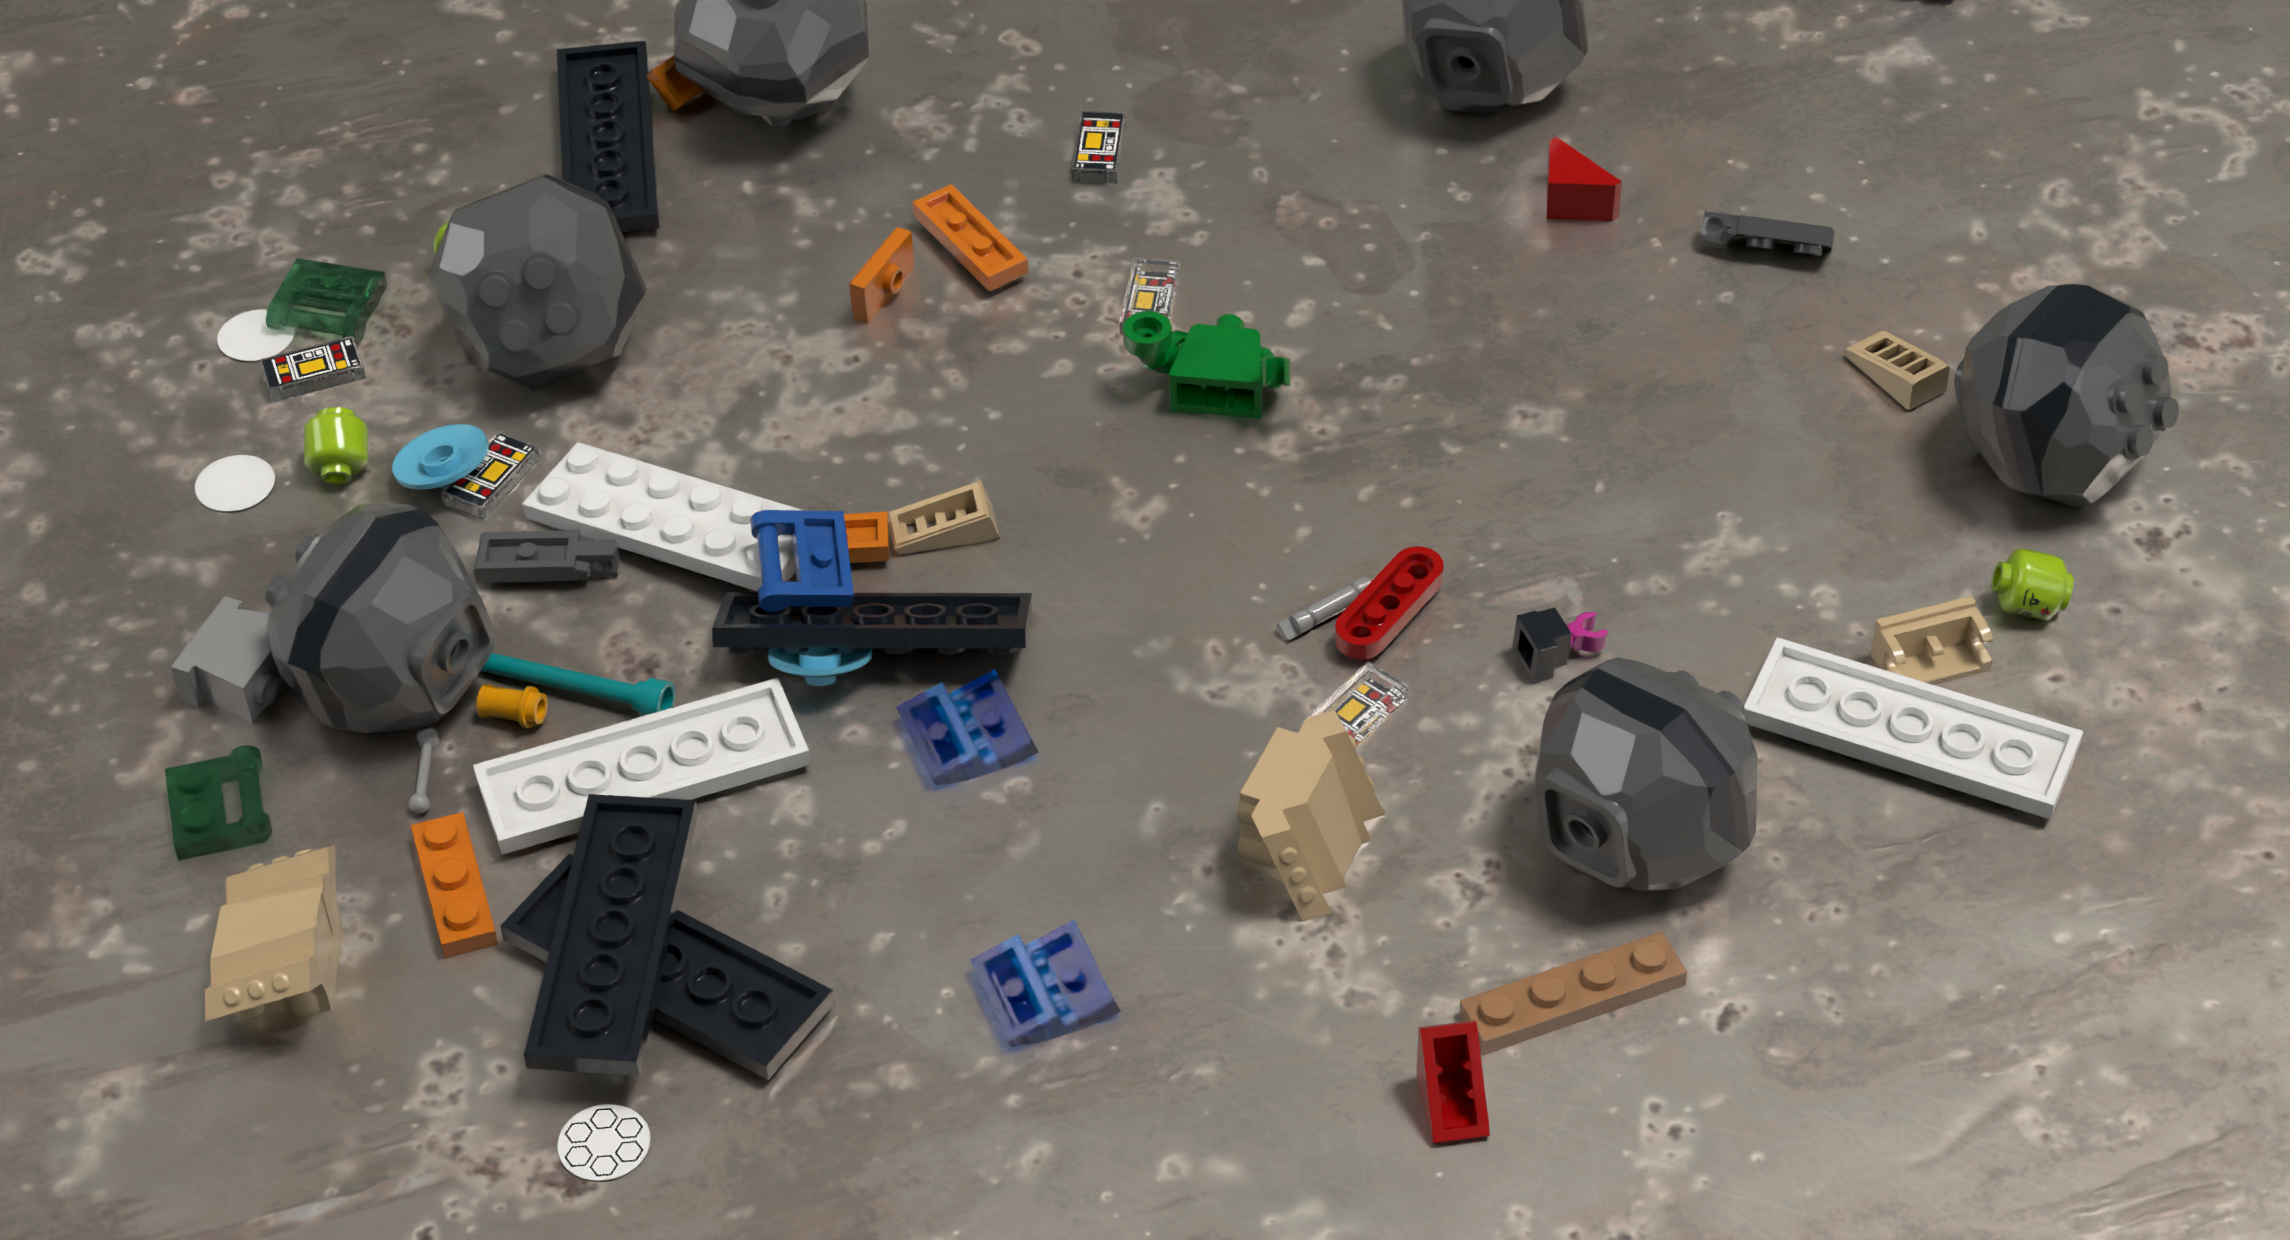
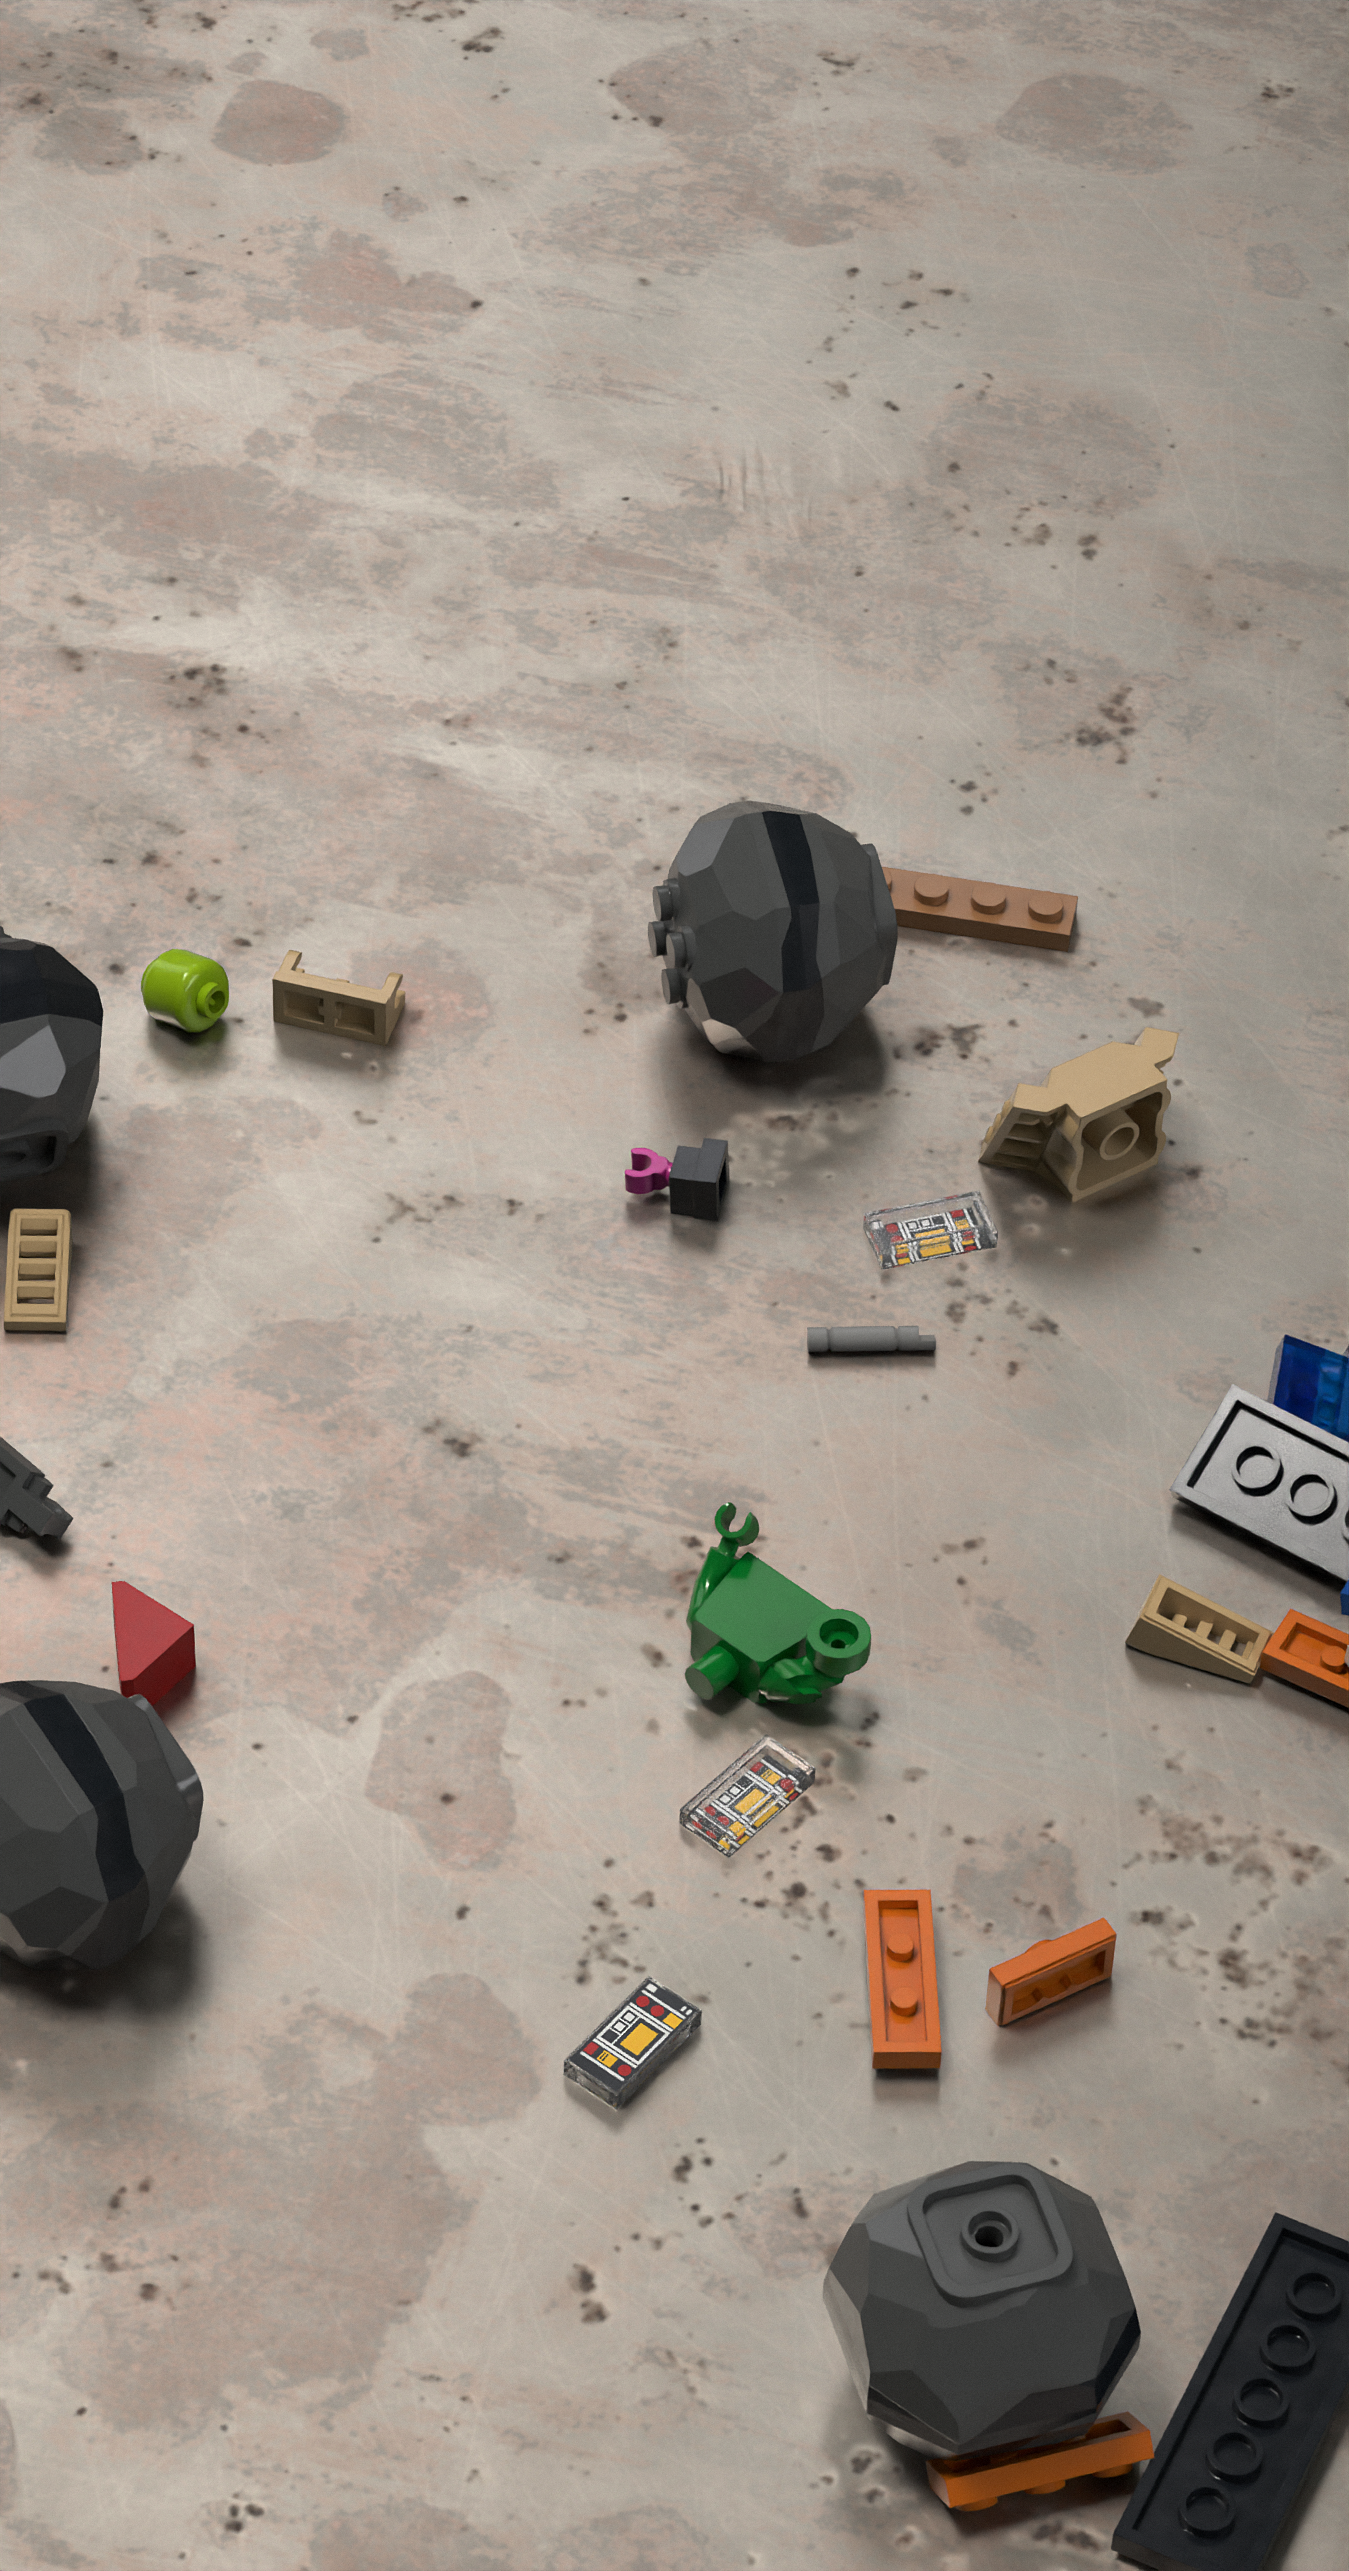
camera: 150 degrees left, 0 degrees up
(1367, 624) = (808, 1297): red plate -> none
(1452, 1081) = (1133, 881): red slope -> none
(1913, 727) = (443, 942): white plate -> none

